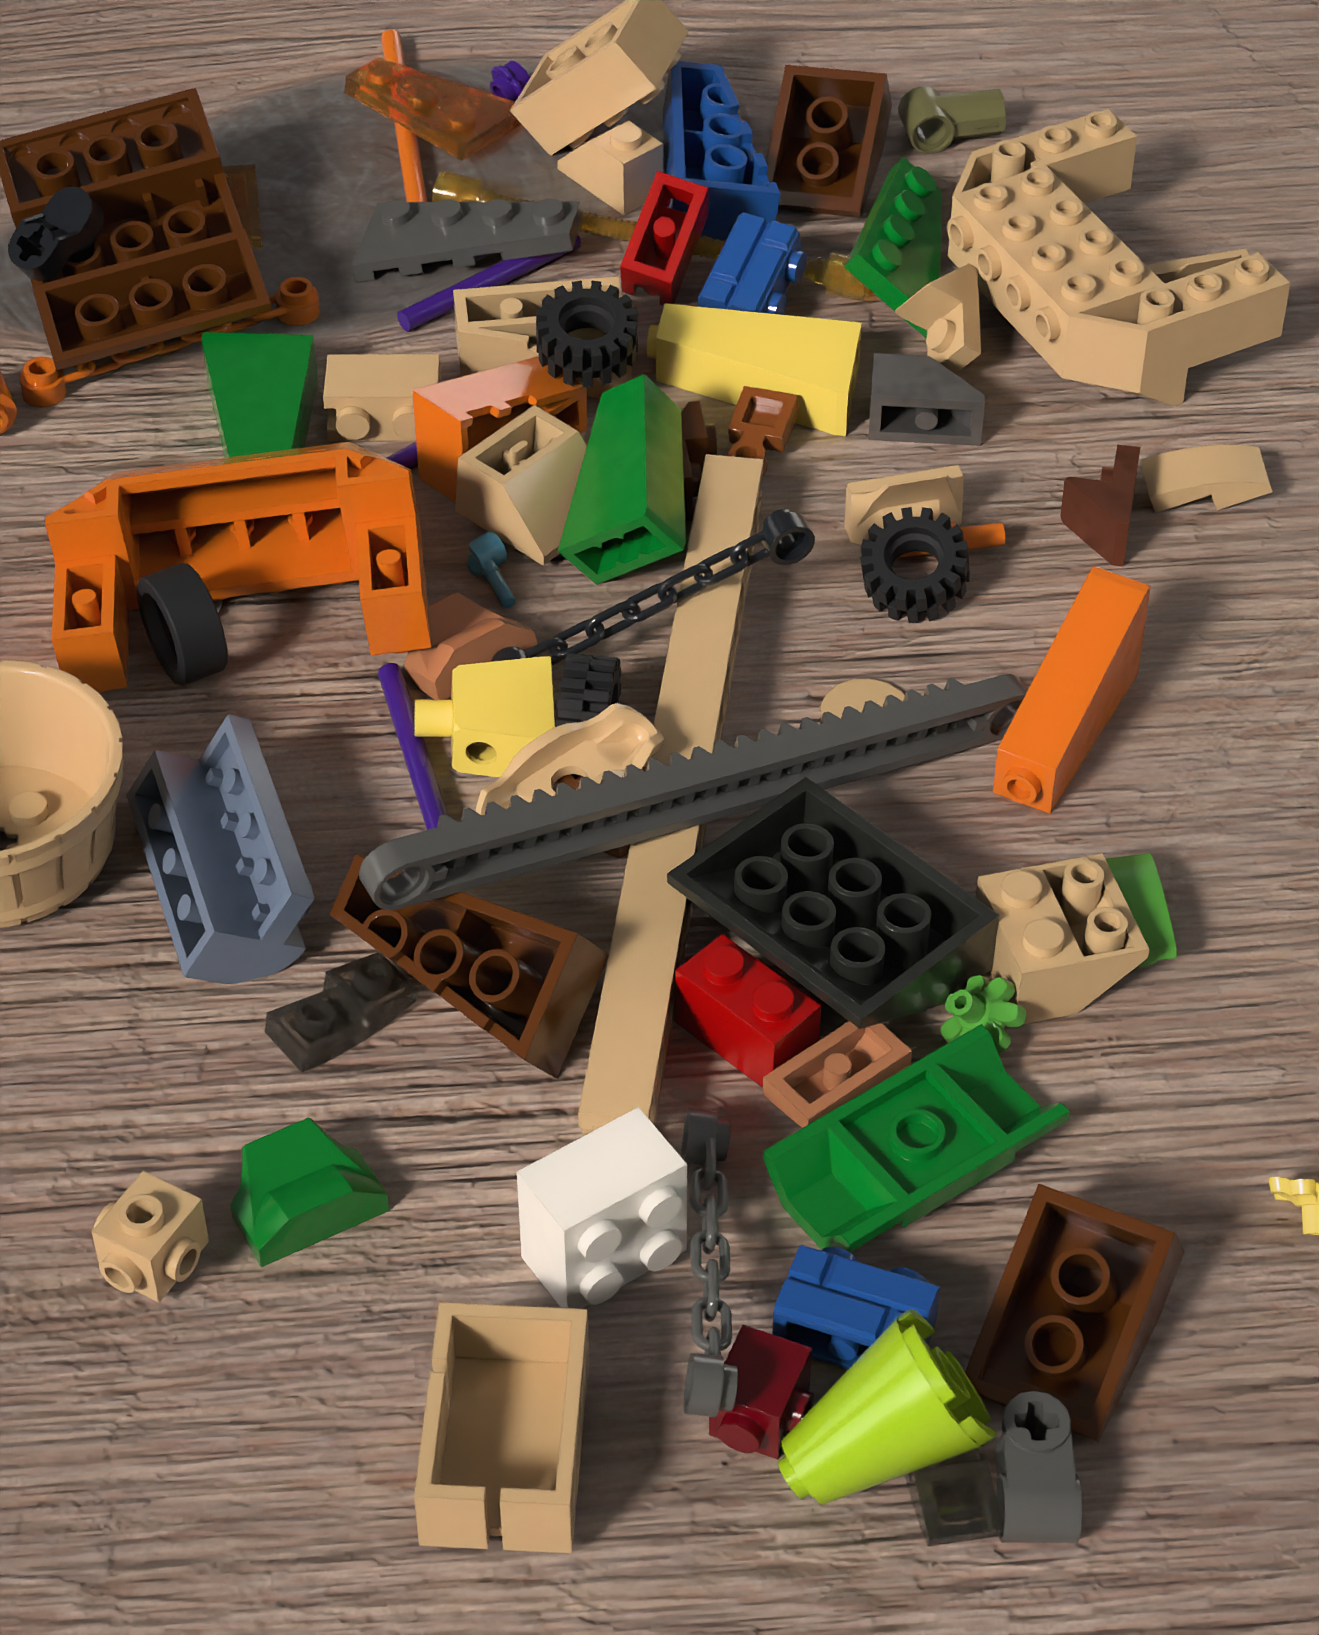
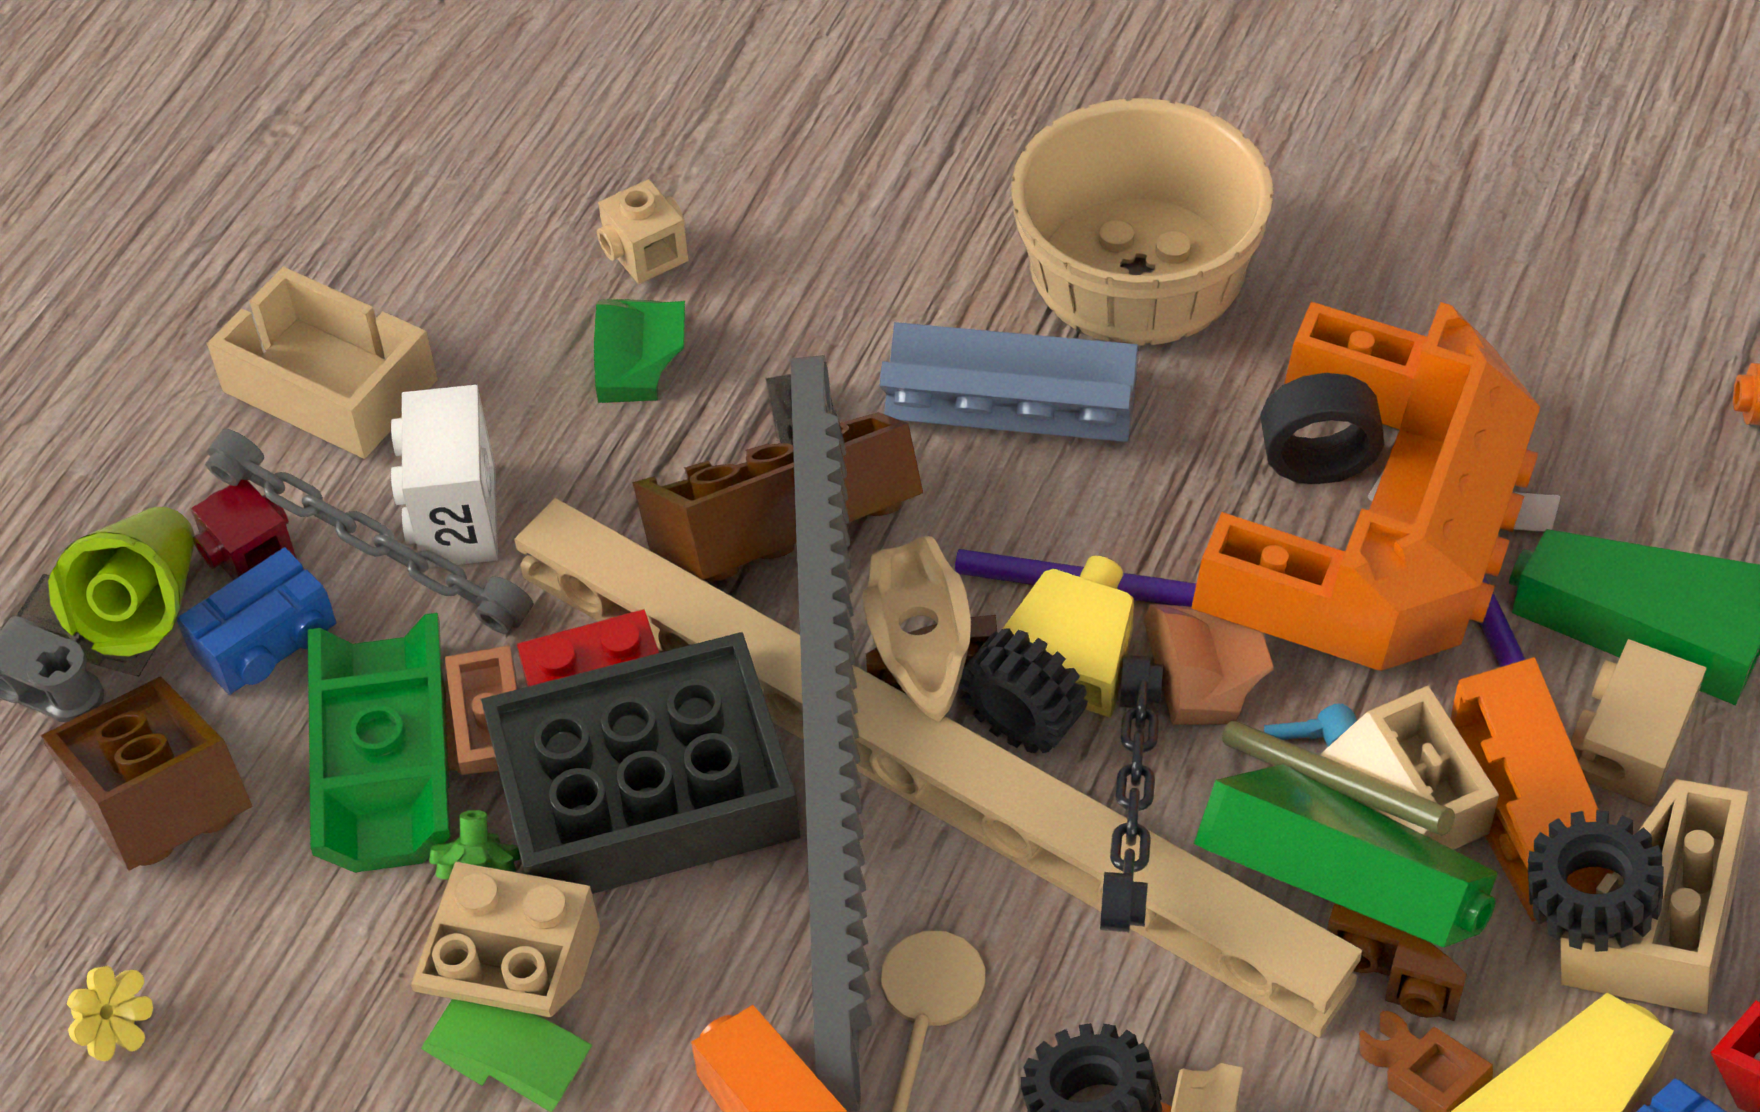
camera: 120 degrees right, 5 degrees up
(554, 515) = (1340, 778): none -> olive bar

